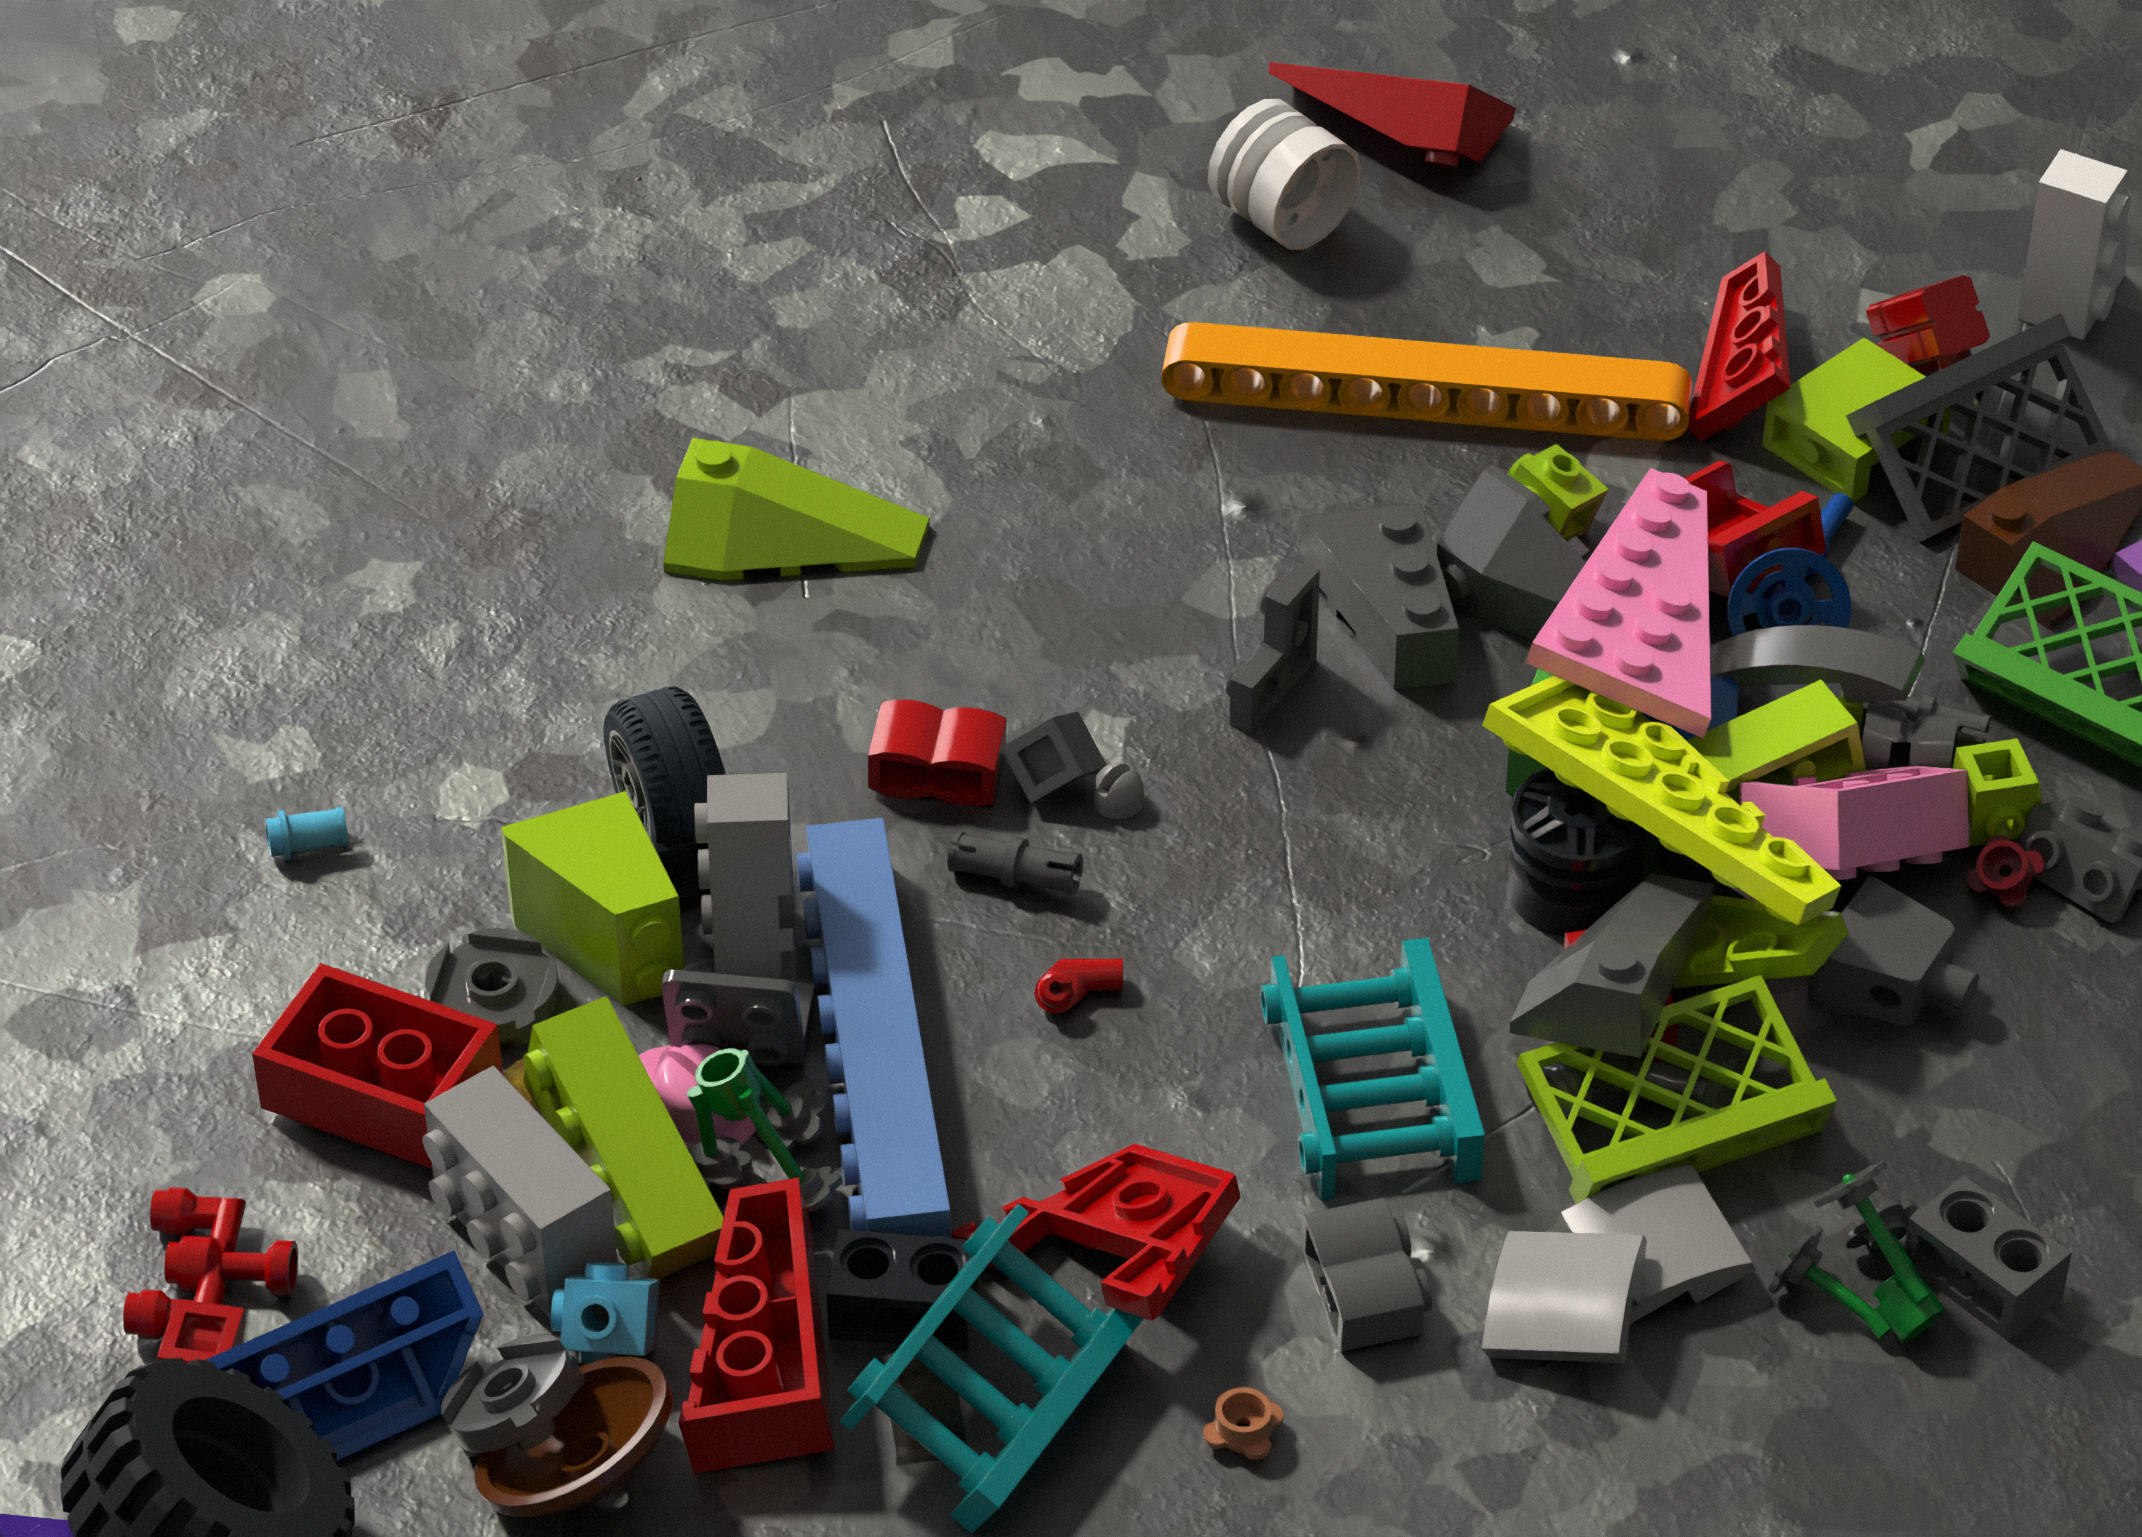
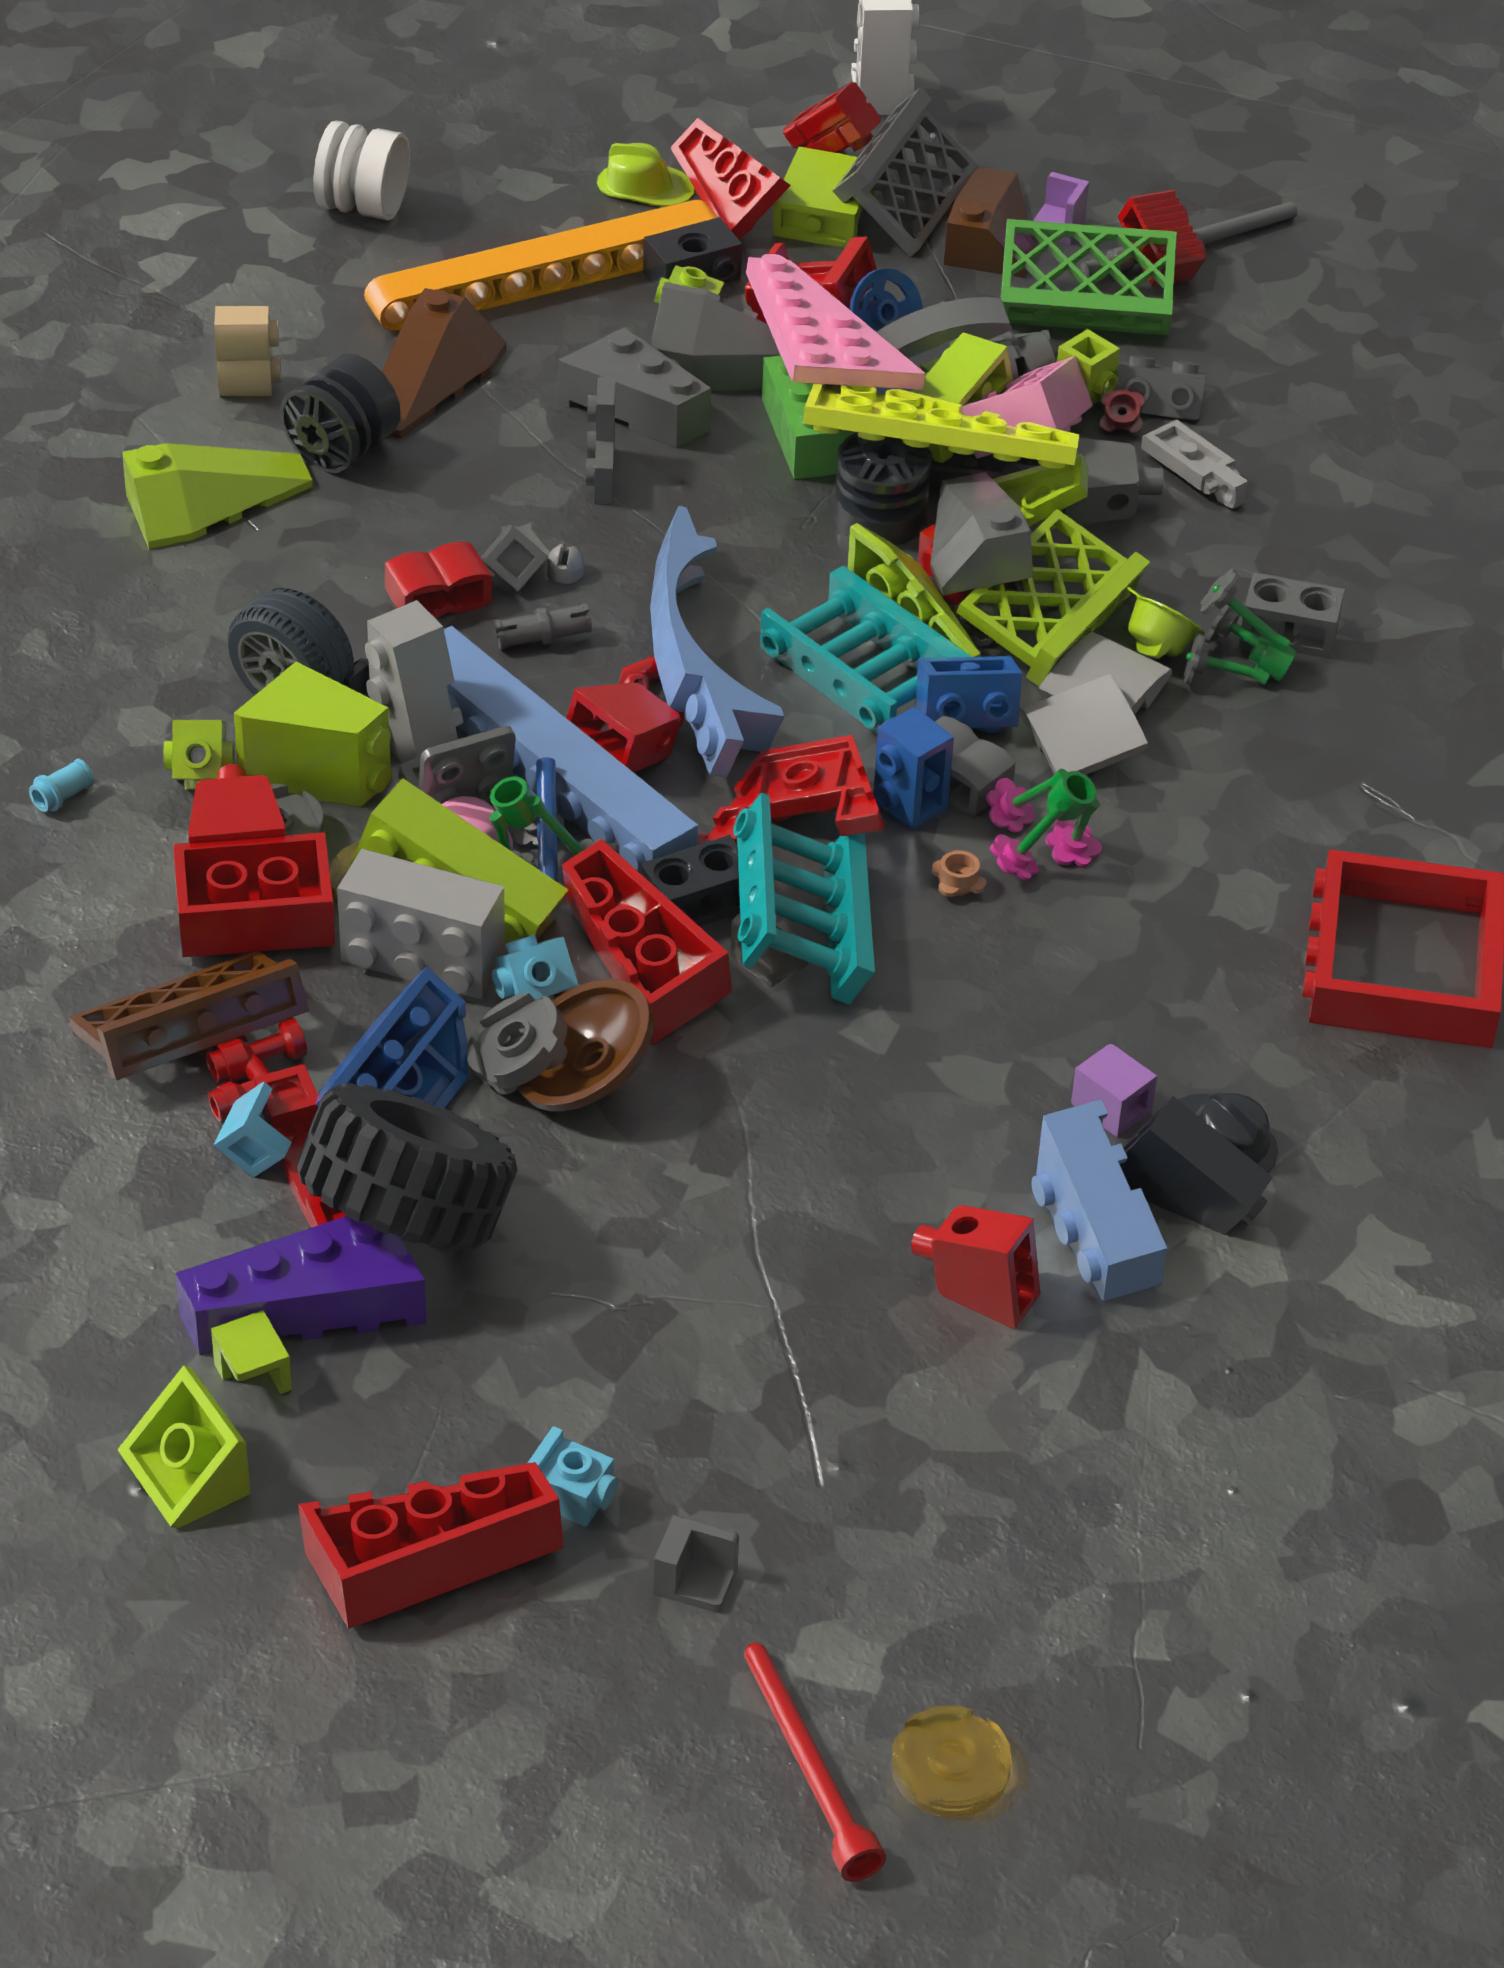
camera: 35 degrees left, 0 degrees up
(124, 1353) = (248, 1137): none -> medium azure panel
(189, 1183) = (192, 1013): none -> reddish brown fence
(428, 950) = (234, 807): none -> red torso
(466, 858) = (186, 739): none -> lime brick
(795, 1111) = (545, 837): none -> blue bar
(947, 361) = (245, 350): none -> tan brick
(988, 485) = (340, 413): none -> black wheel
(991, 1038) = (626, 722): none -> red torso
(1112, 1053) = (717, 706): none -> medium blue slope
(1186, 448) = (438, 353): none -> reddish brown wedge
(1276, 1252) = (913, 767): none -> blue brick
(1397, 1375) = (1070, 797): none -> plant
(1427, 115) = (417, 109): red wedge -> none
(1446, 1179) = (971, 690): none -> blue brick
(1482, 987) = (905, 583): none -> lime wedge
(1617, 433) = (701, 245): none -> black brick
(1652, 306) = (641, 175): none -> lime piece
(1785, 1184) = (1160, 628): none -> lime piece
(2047, 983) = (1197, 462): none -> light grey hinge

